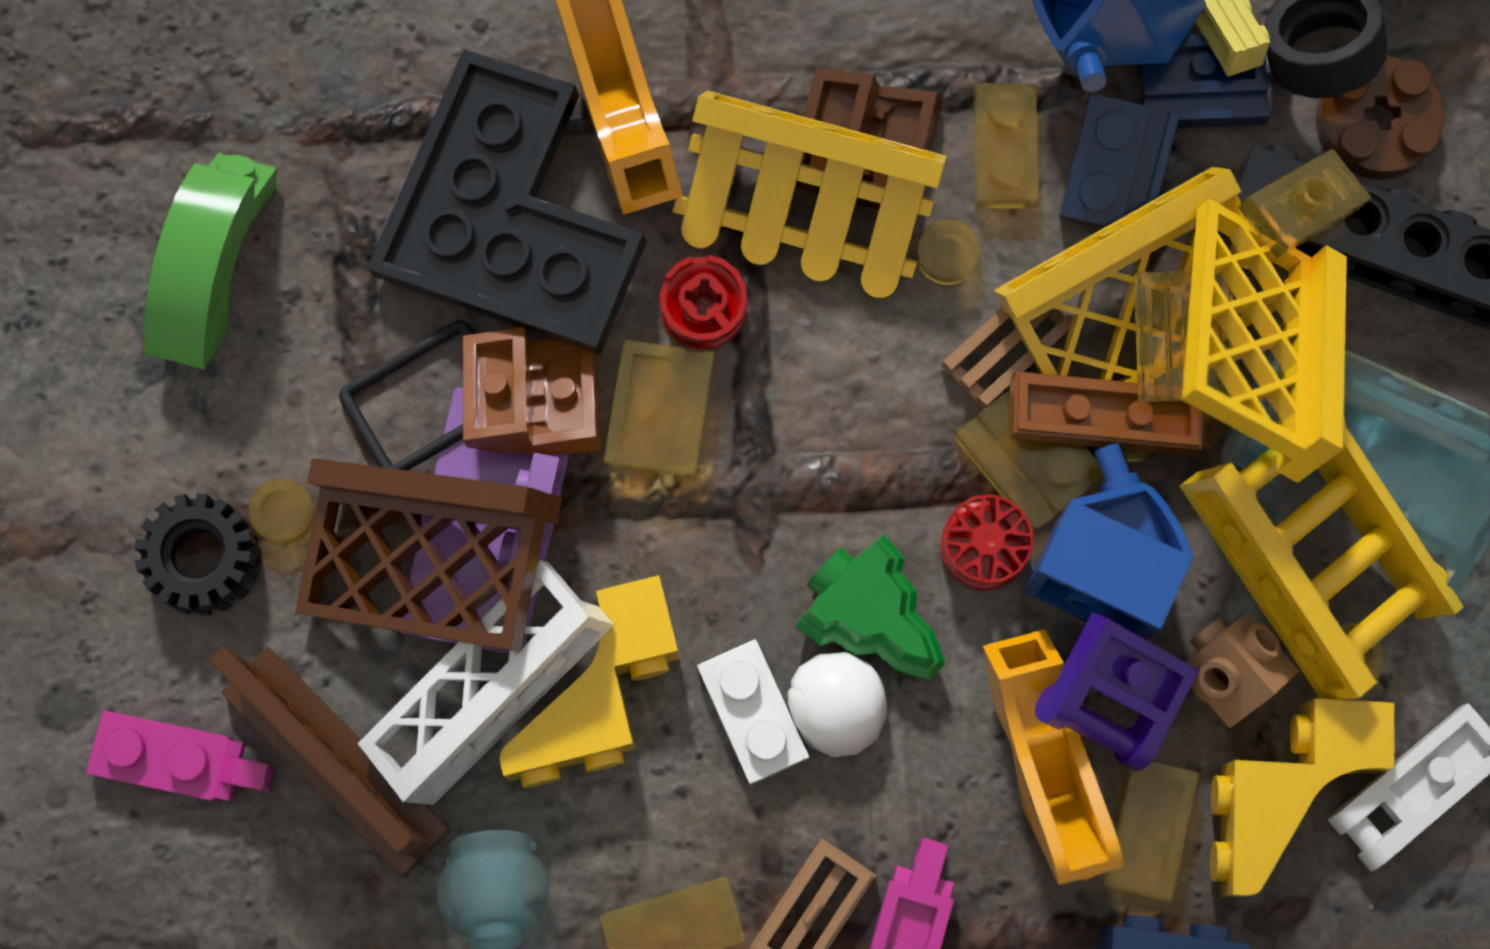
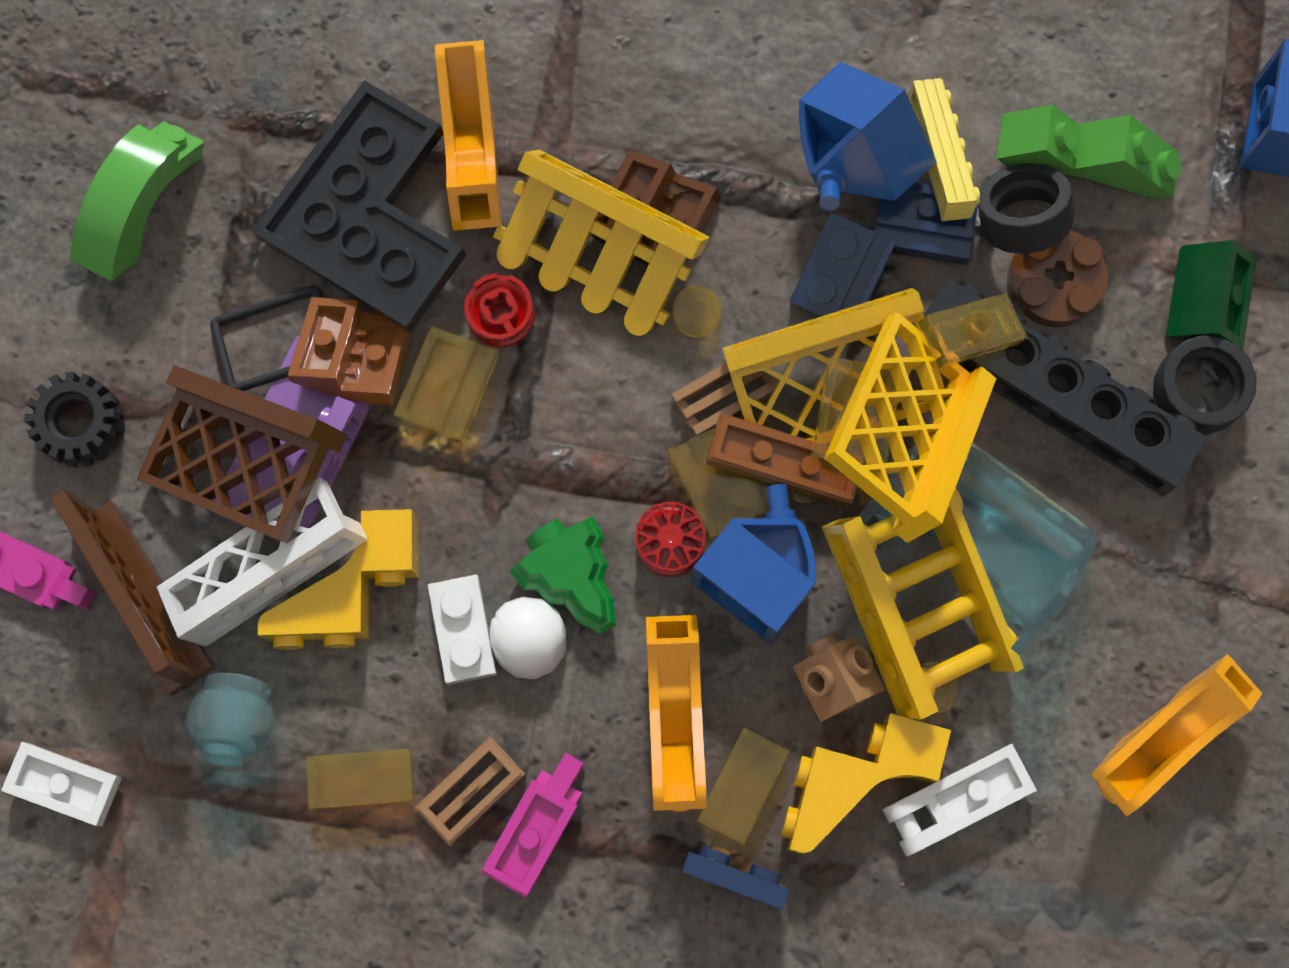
camera: 15 degrees right, 0 degrees up
(282, 511) = (145, 401): clear yellow tile -> none
(1005, 145) = (761, 239): clear yellow plate -> none
(1127, 672) = (748, 662): dark purple plate -> none

